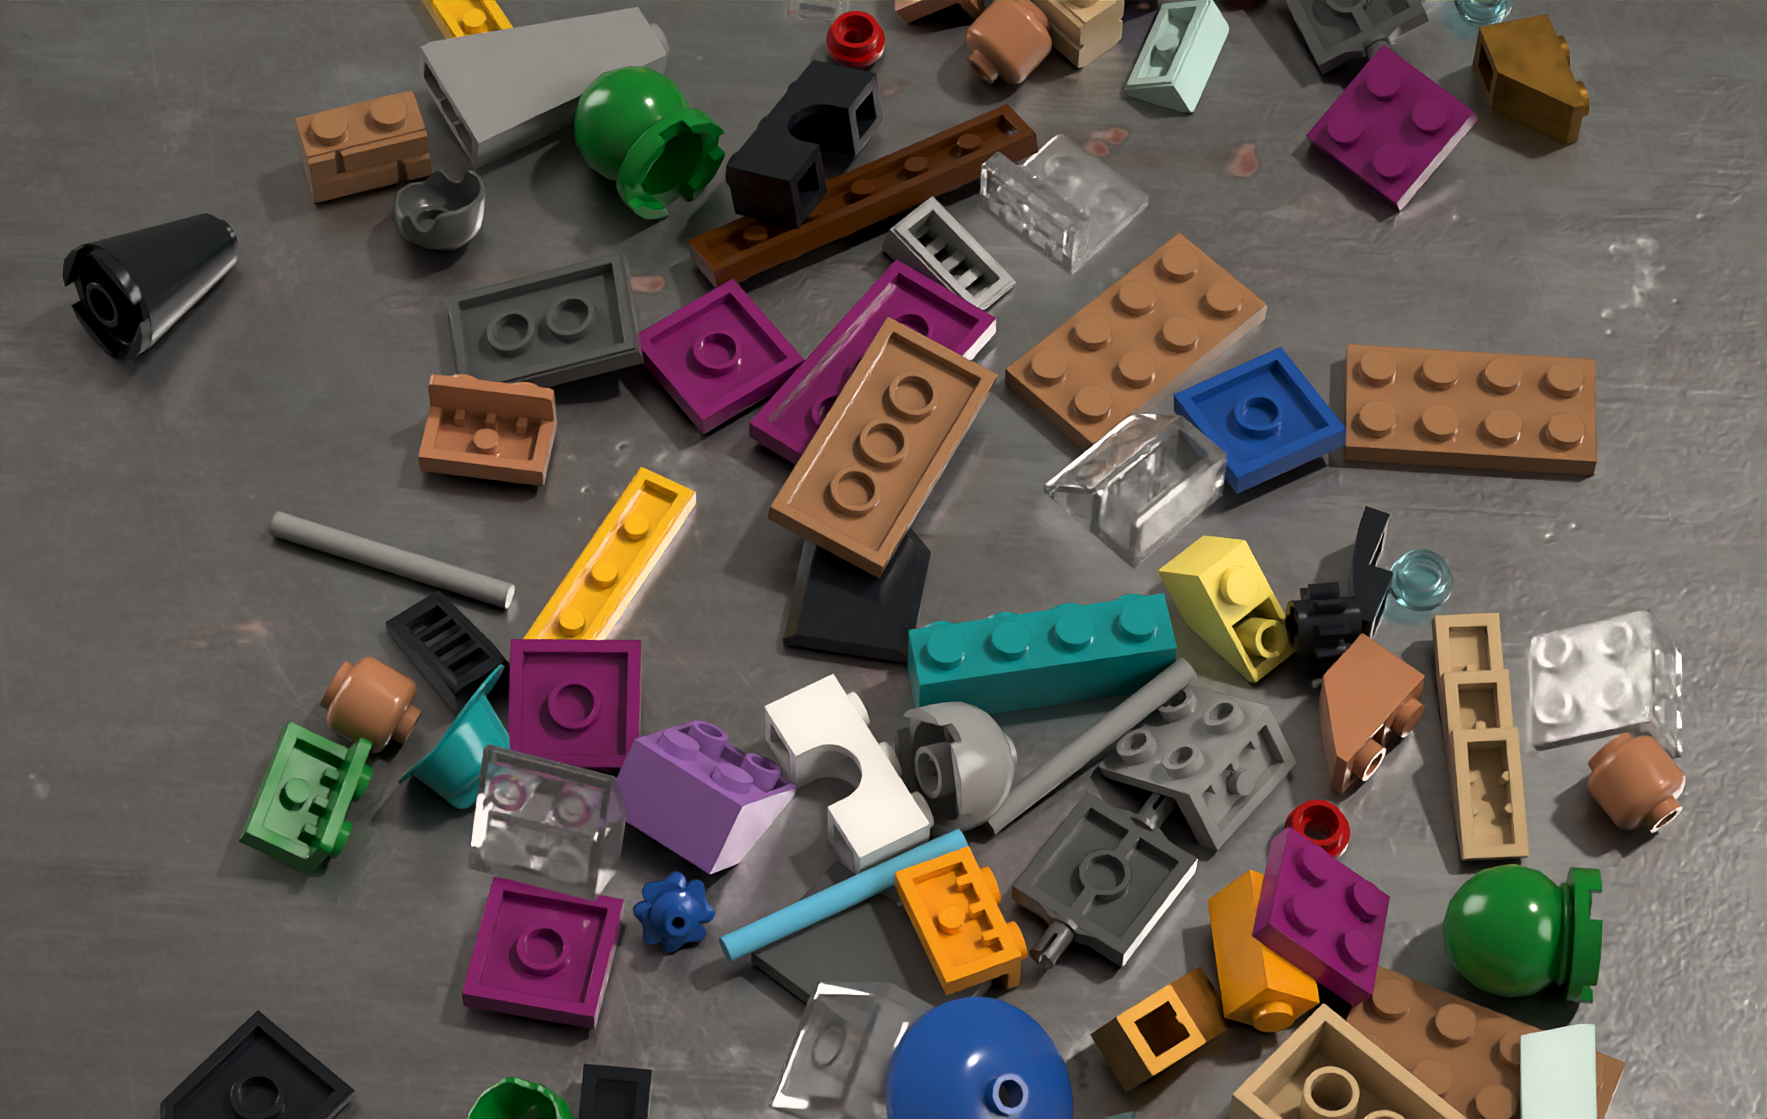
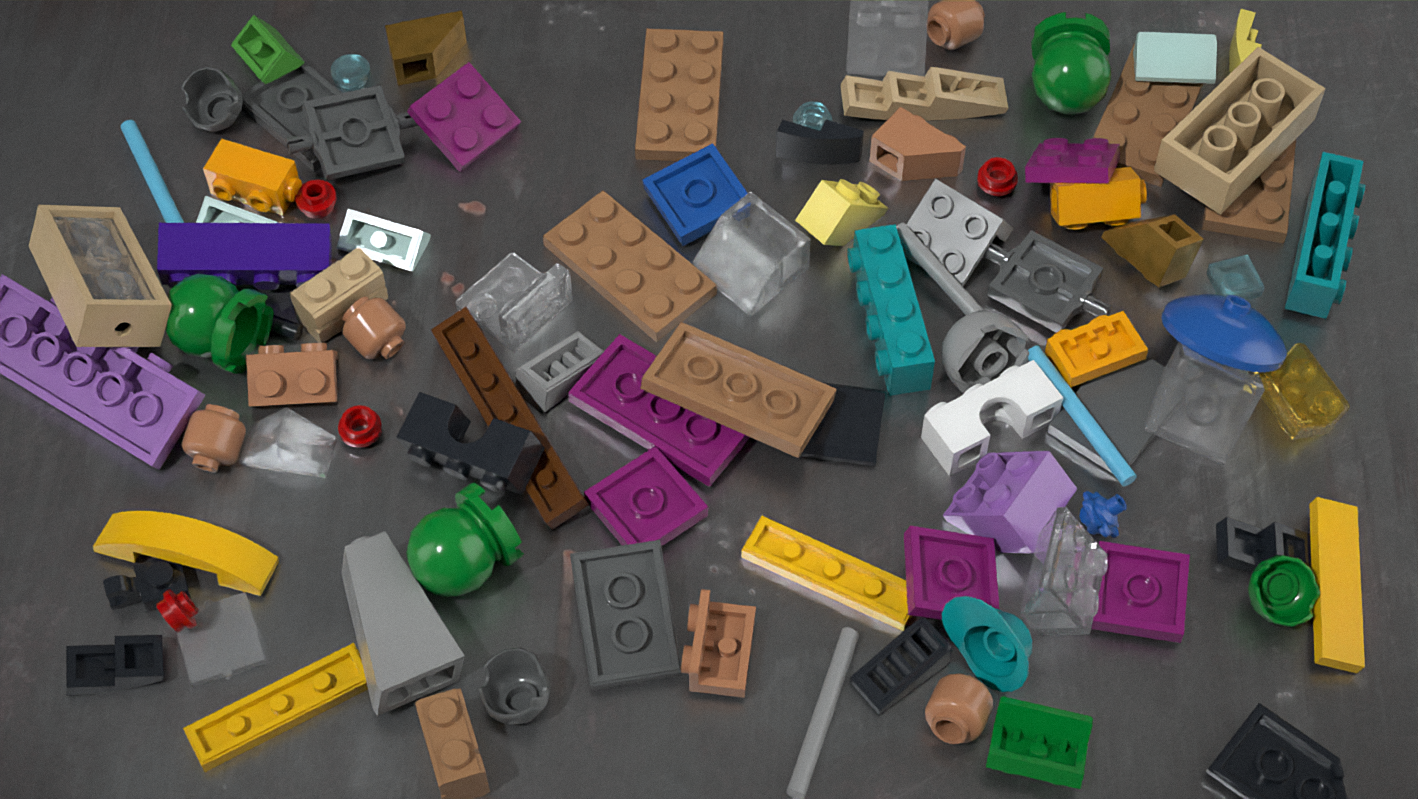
camera: 90 degrees left, 0 degrees up
(1323, 621) = (859, 158): black gear -> none

